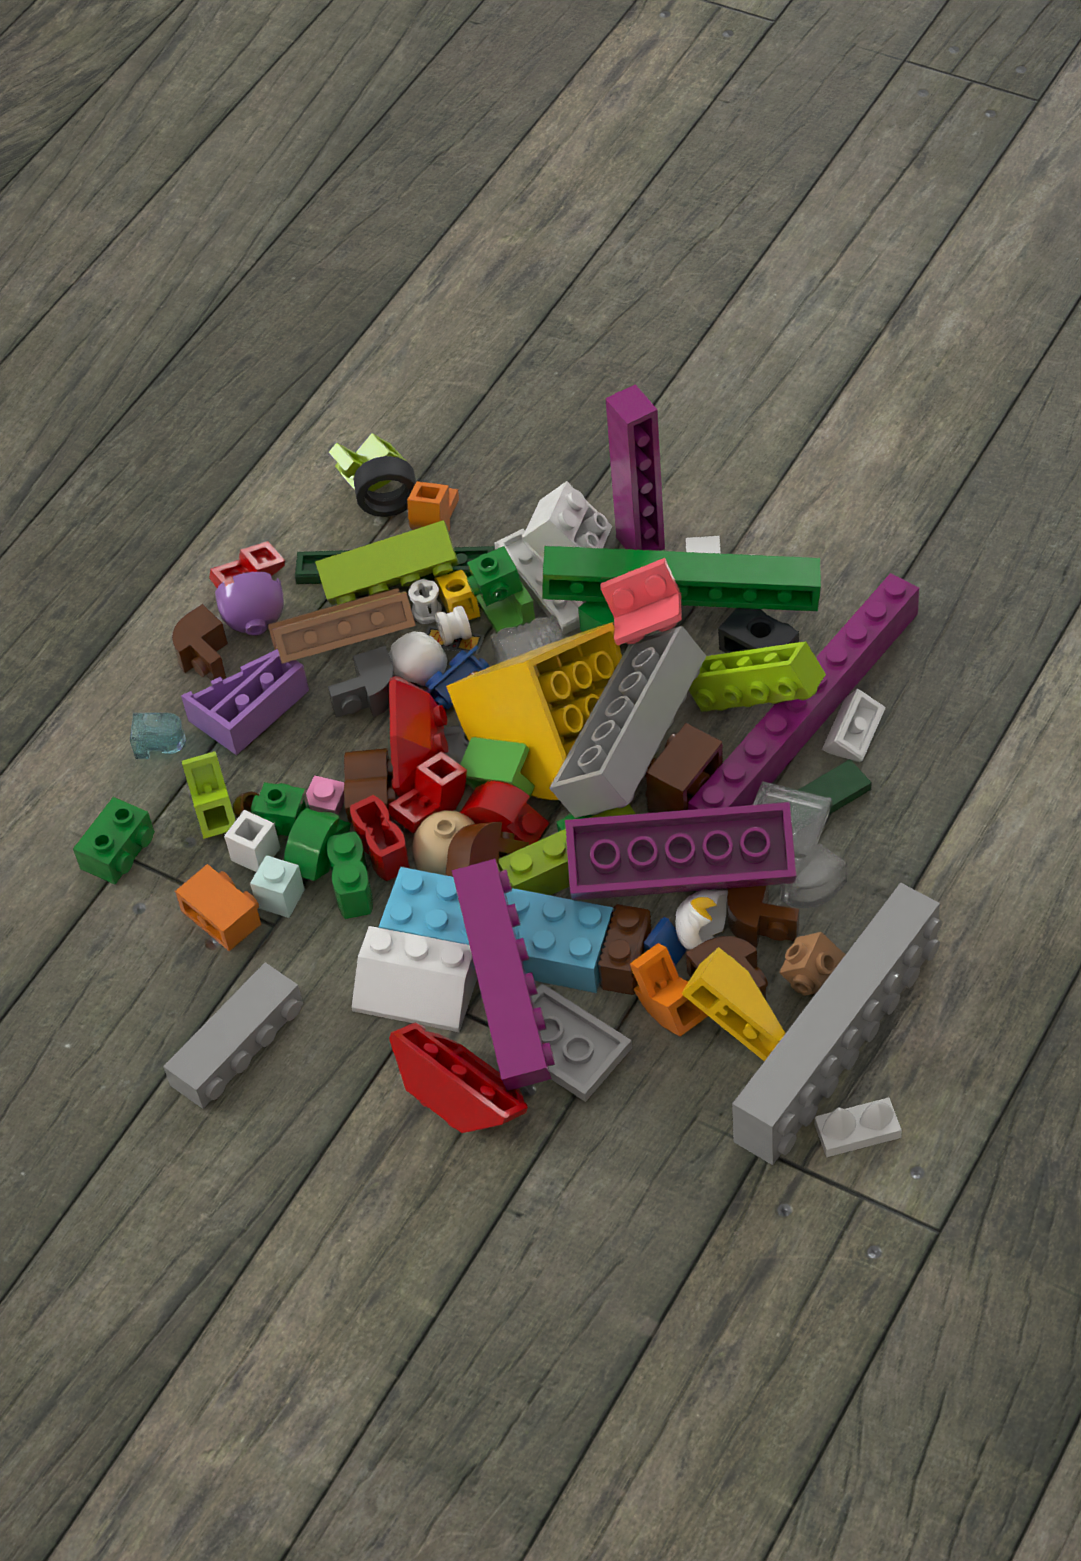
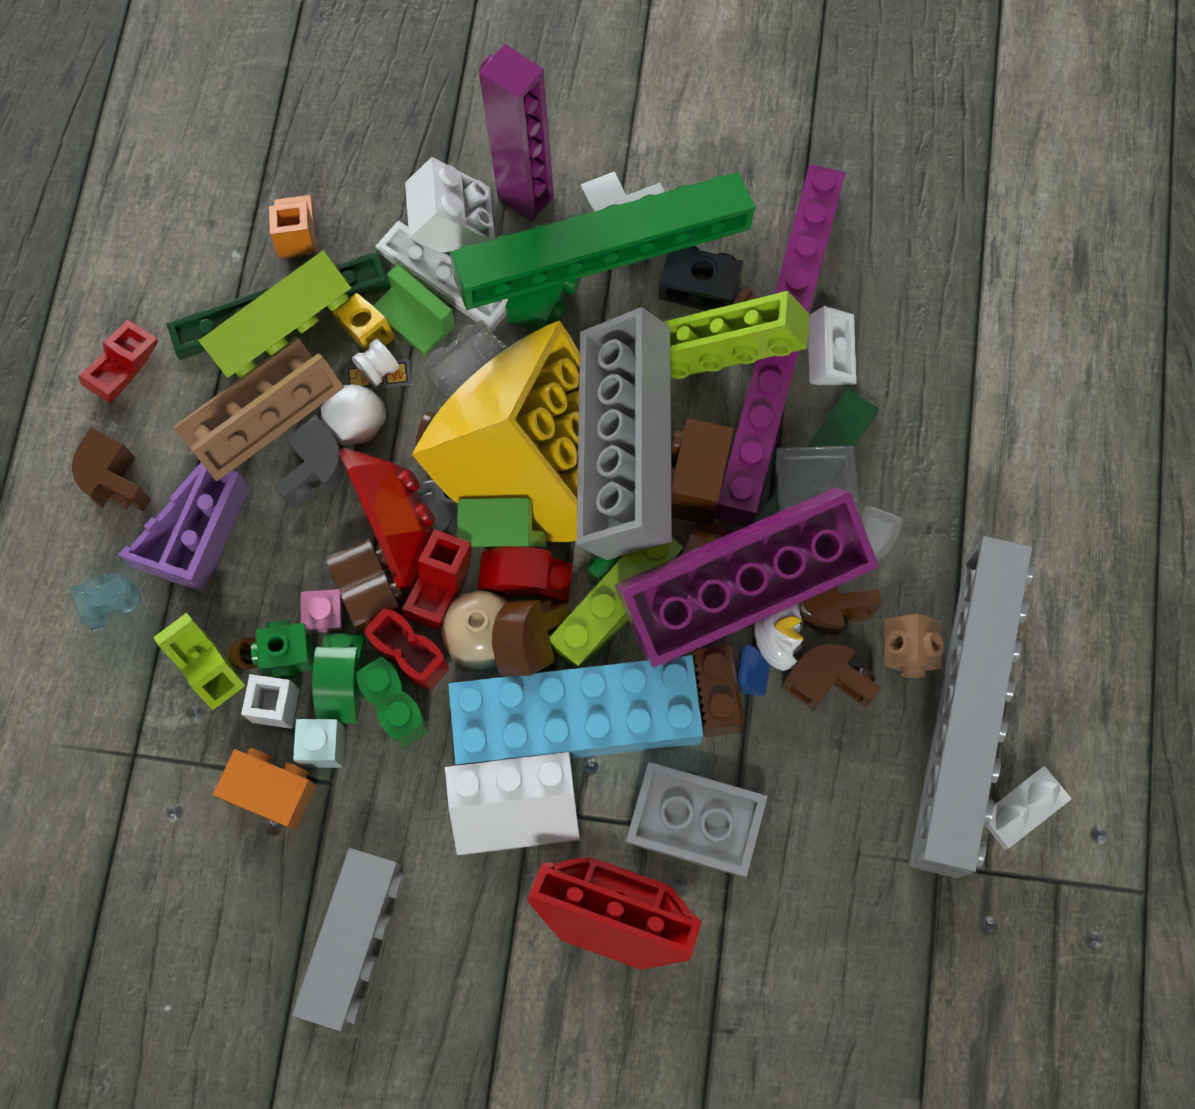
camera: 25 degrees left, 20 degrees up
(114, 840) = (115, 747): green brick -> none
(250, 602) = (145, 409): medium lavender cylinder -> none
(350, 461) = (203, 193): lime brick -> none
(379, 470) = (225, 204): black tyre -> none
(421, 603) = (337, 334): white bush -> none
(461, 667) = (396, 438): blue hinge -> none
(494, 576) = (402, 297): green brick -> none
(502, 976) = (617, 785): magenta brick -> none
(643, 602) = (584, 289): coral bracket -> none
(662, 989) = (783, 730): orange brick -> none
(734, 1002) = (862, 723): yellow slope -> none

